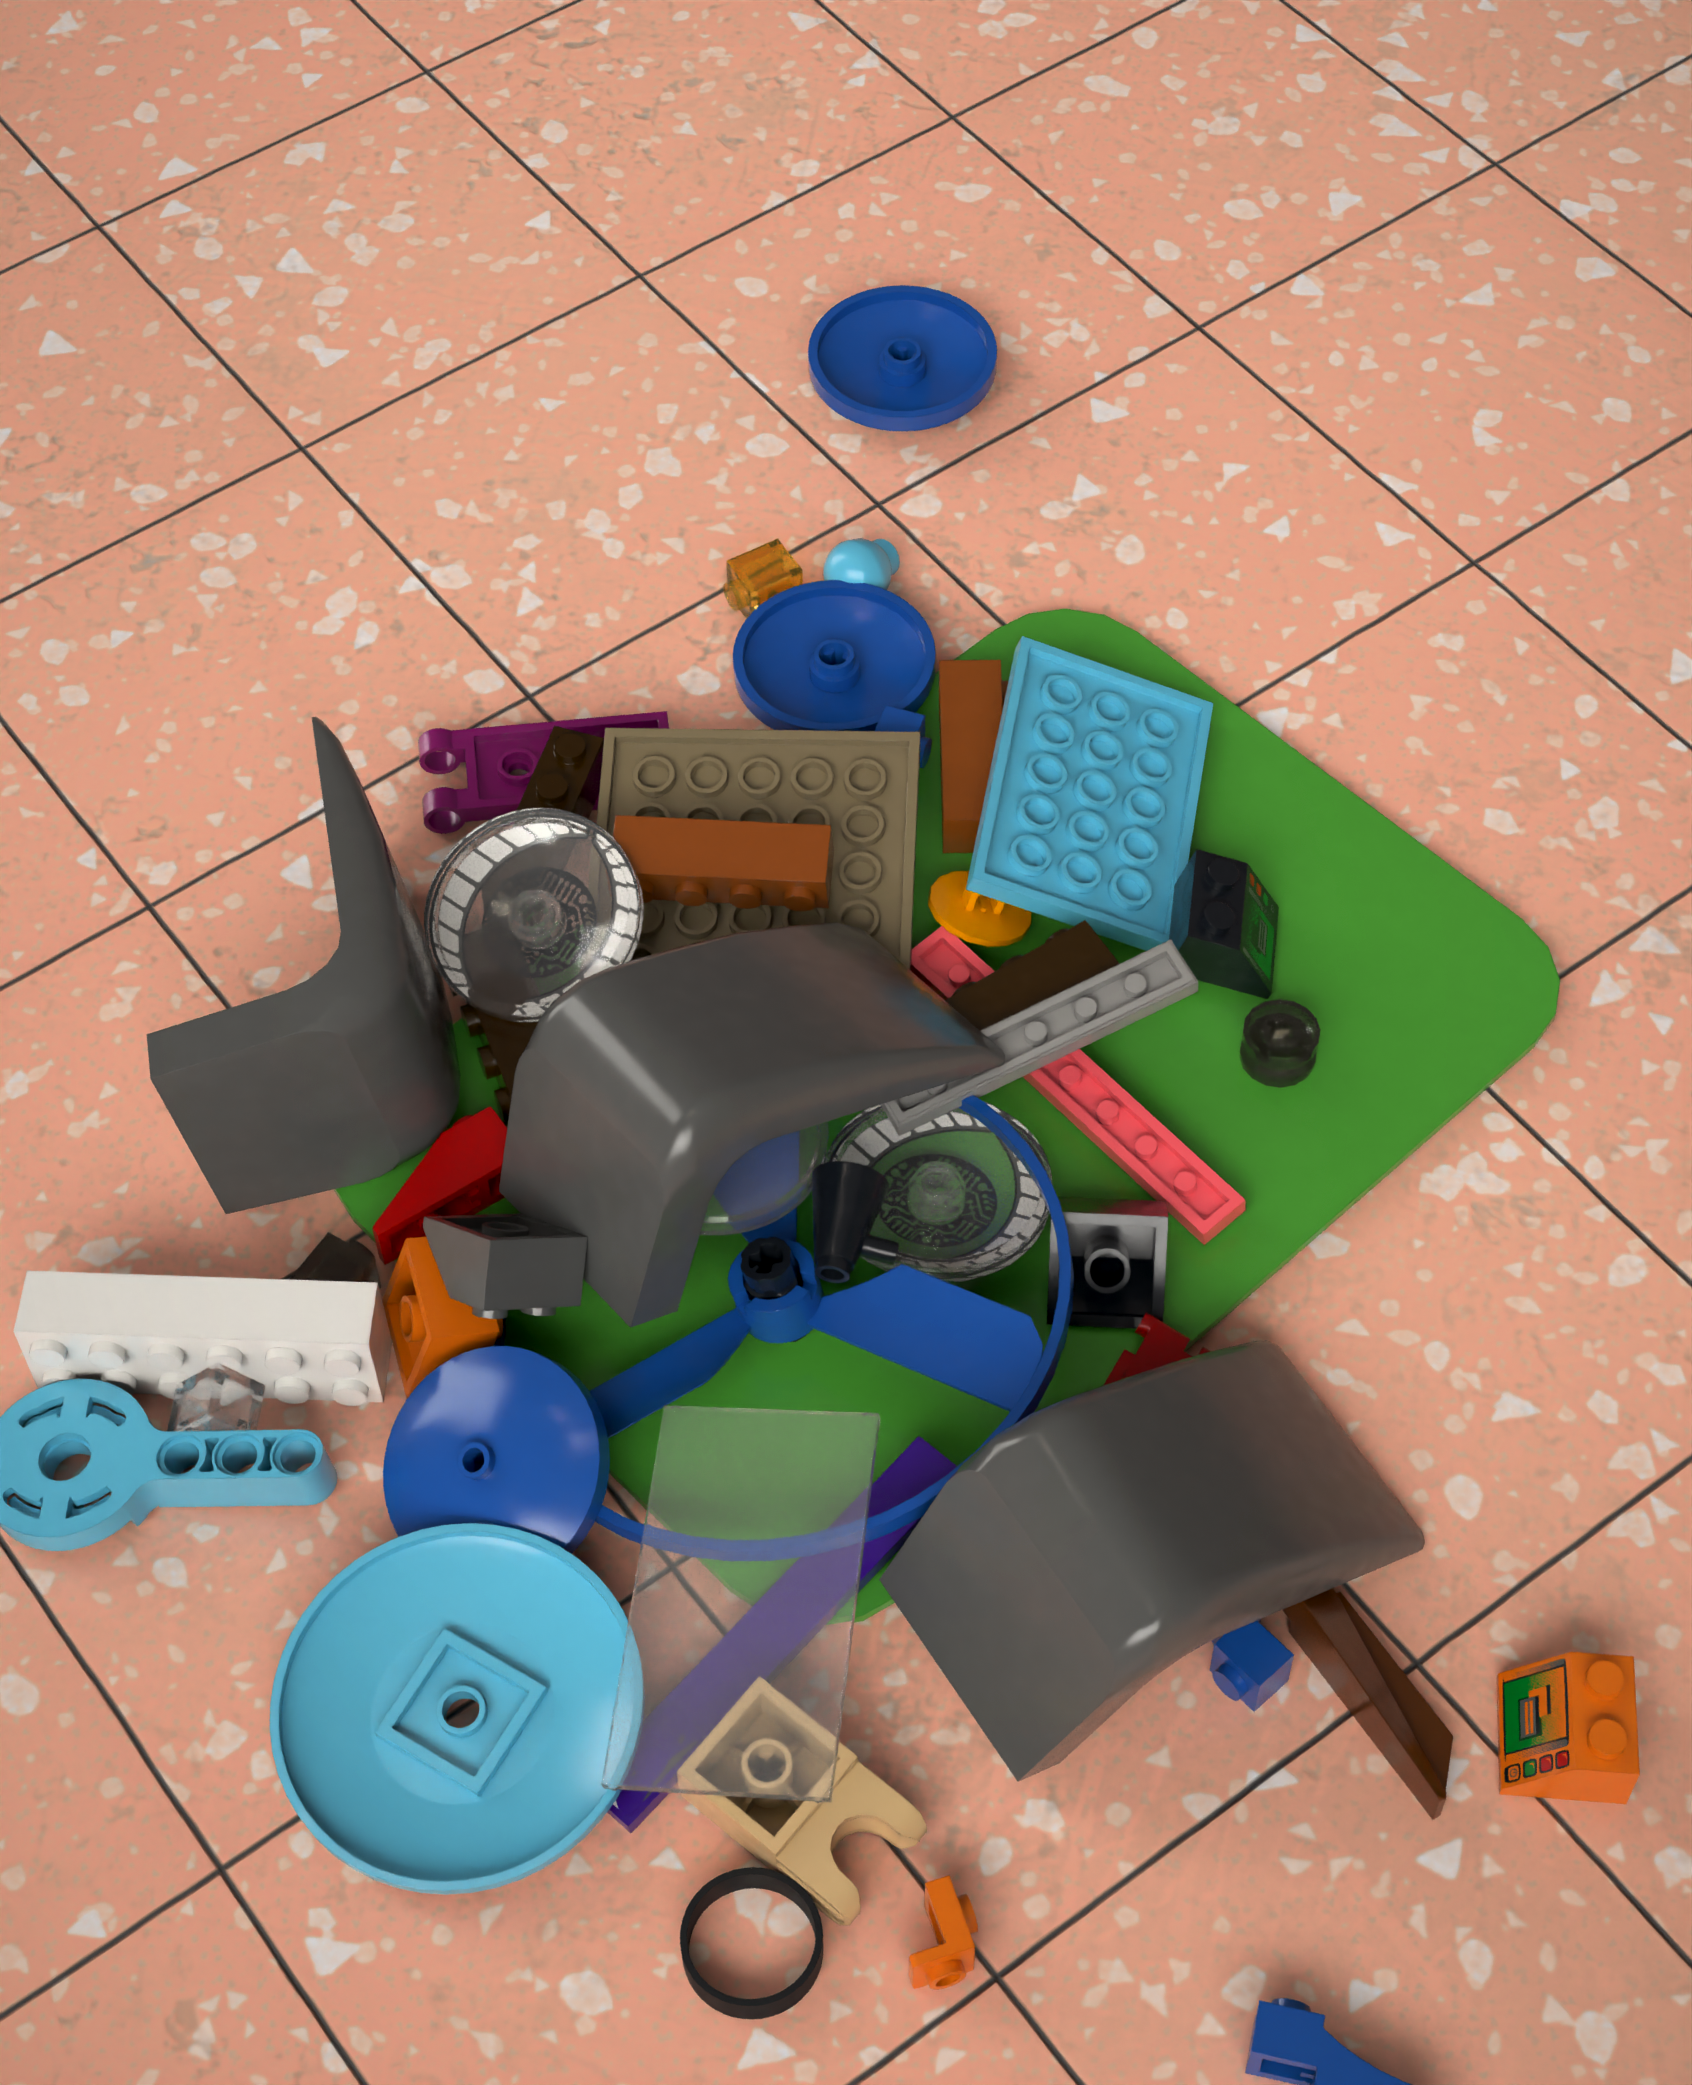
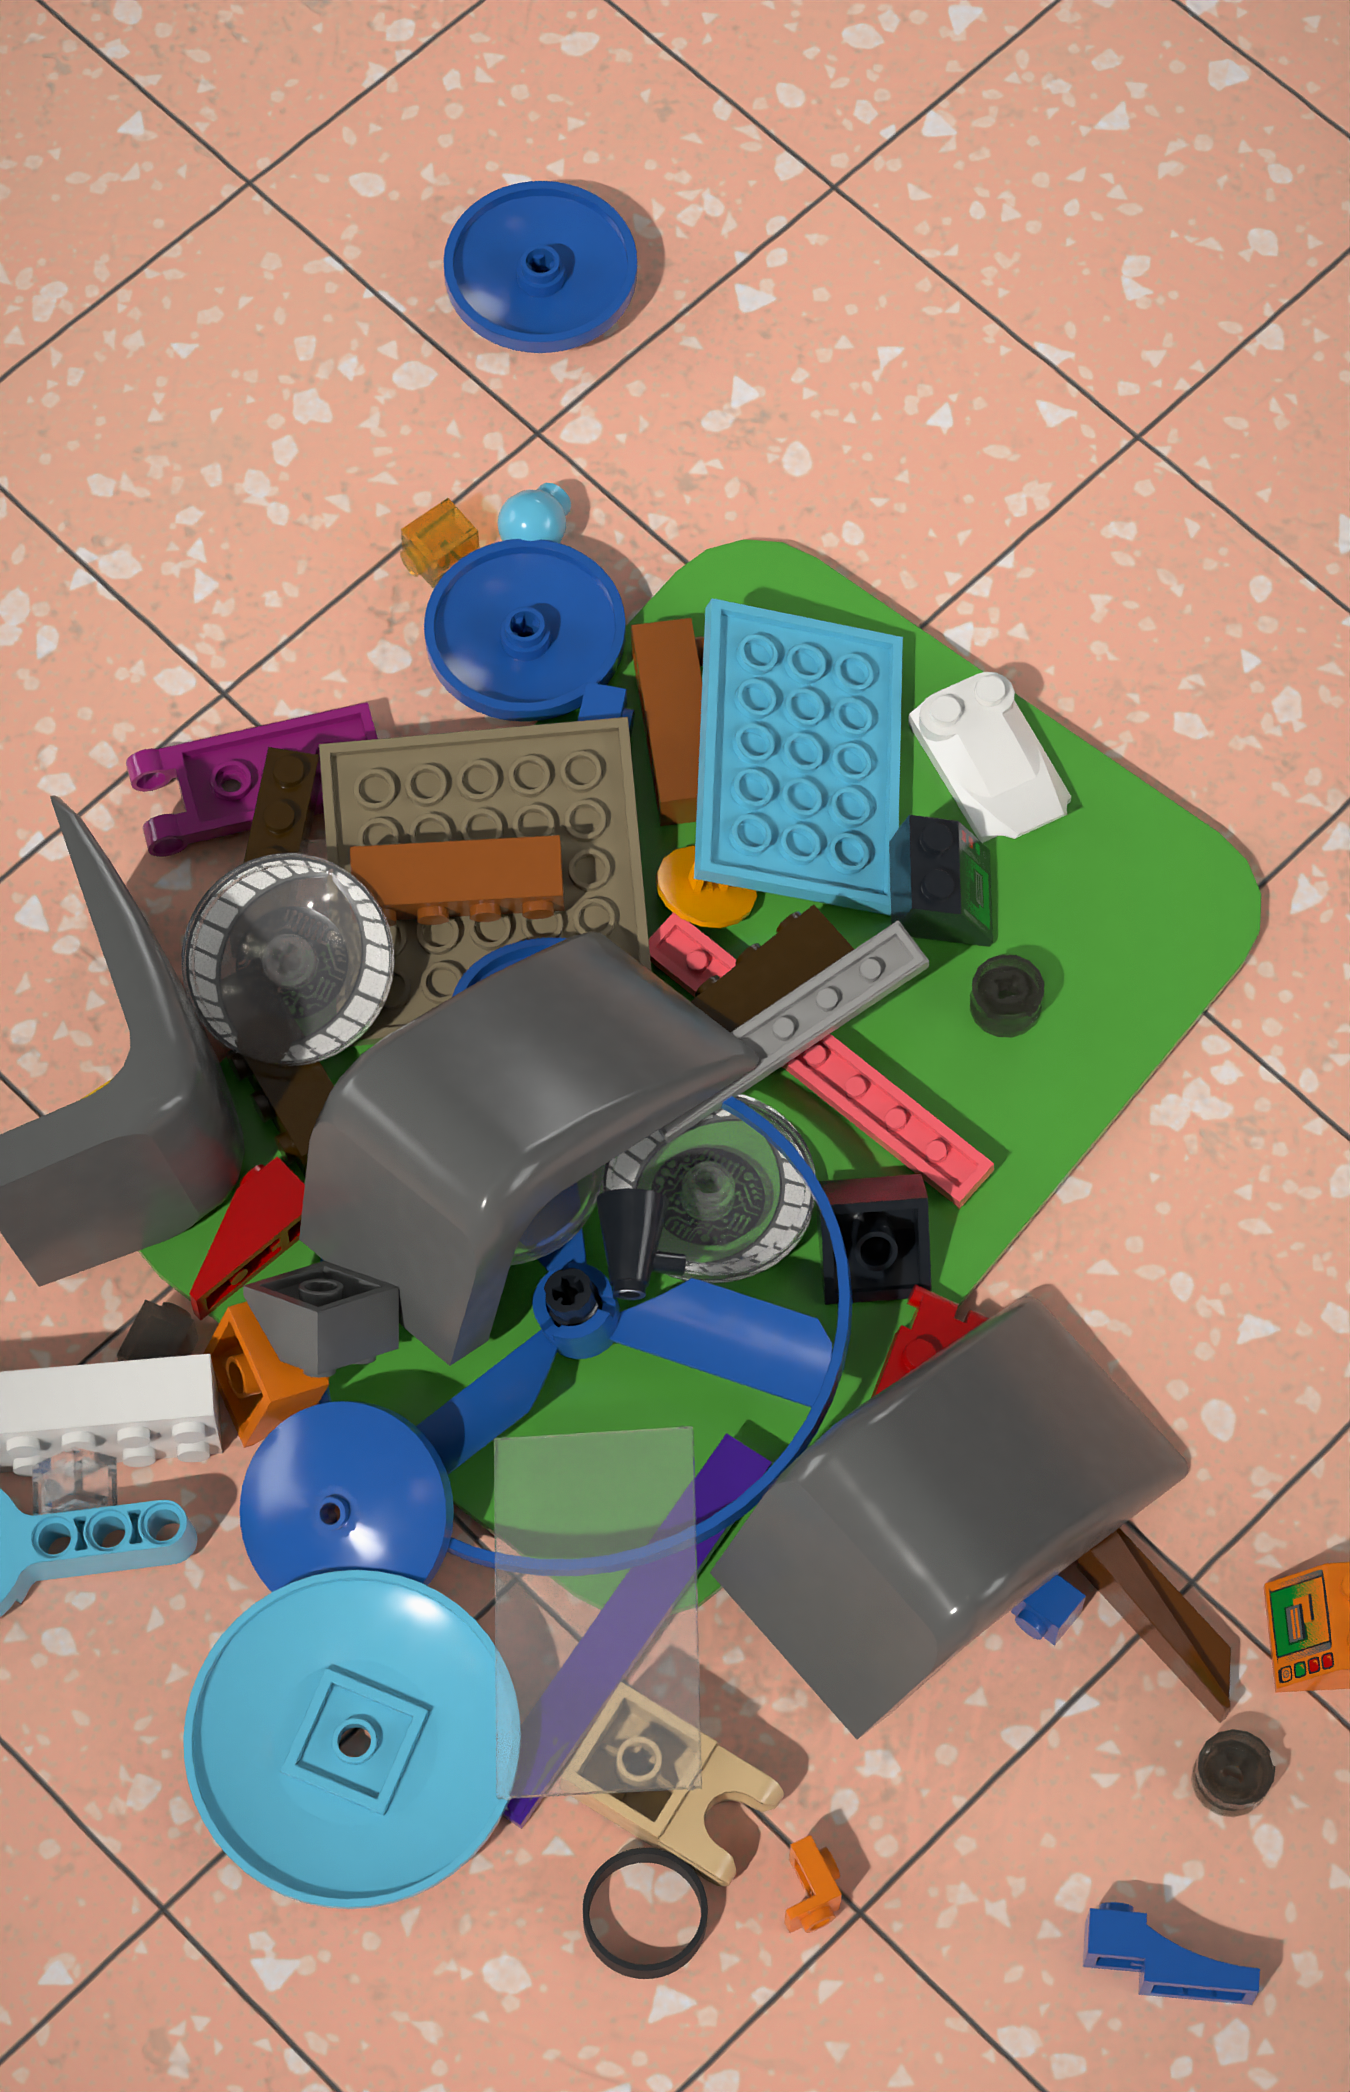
camera: 10 degrees left, 10 degrees up
(1287, 819) = (989, 757): none -> white slope
(1441, 1874) = (1232, 1773): none -> clear smoke wheel

